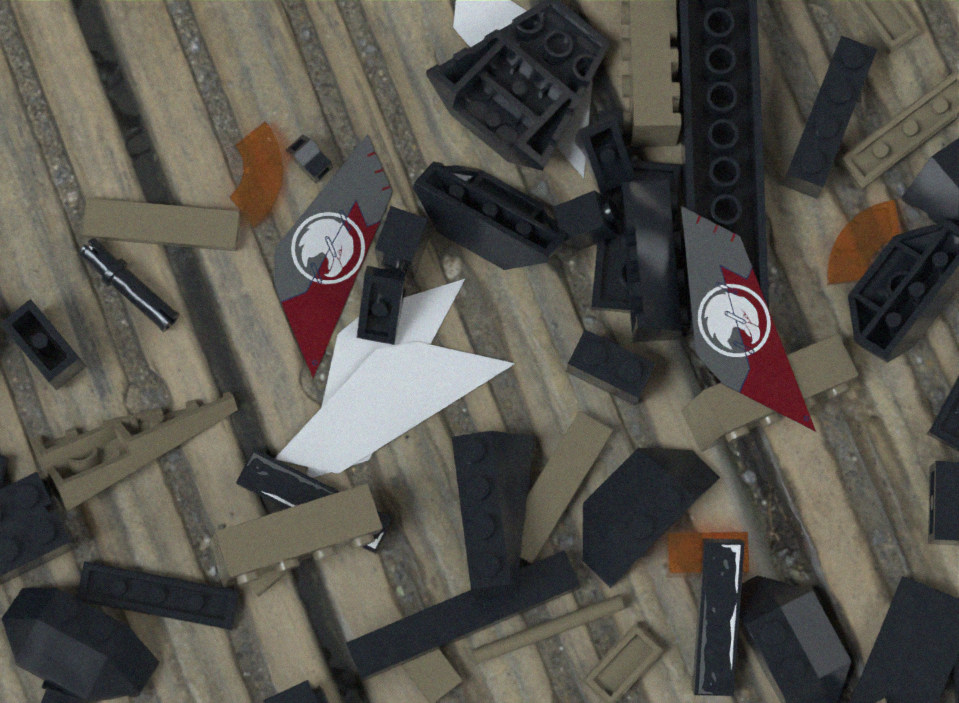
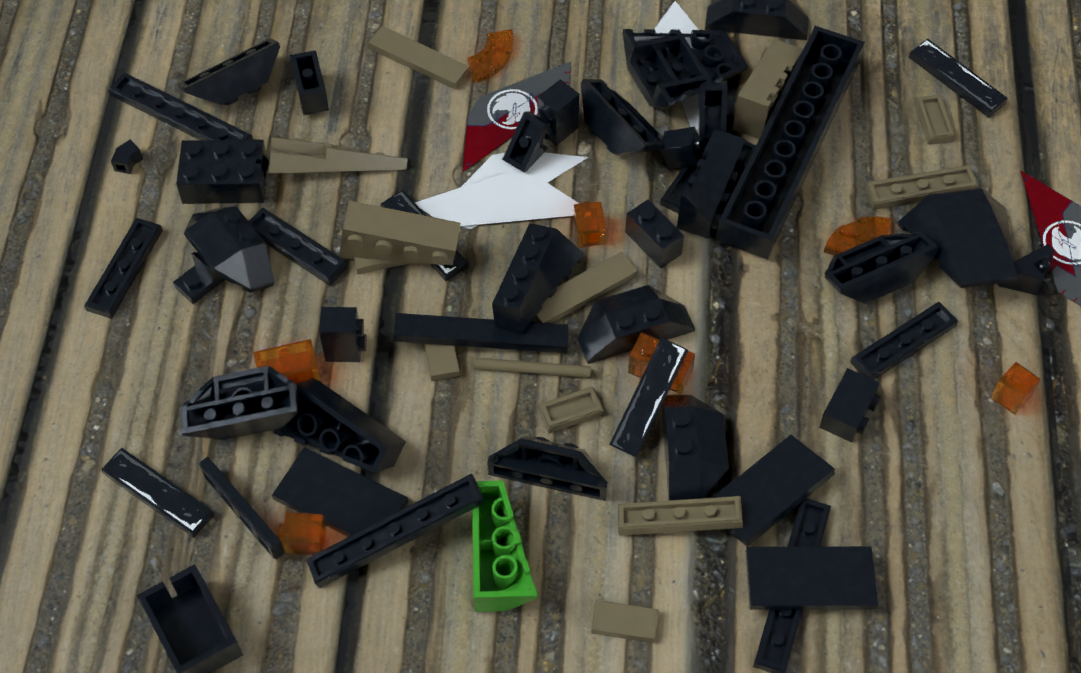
camera: 25 degrees right, 20 degrees down
(116, 273) = (376, 70): black pin -> none
(309, 158) = (528, 58): black piece -> none
(520, 388) = (589, 224): none -> clear orange brick
(727, 415) = (751, 286): dark tan wedge -> none
(733, 321) = (748, 228): sticker -> none
(829, 117) = (869, 155): black brick -> none

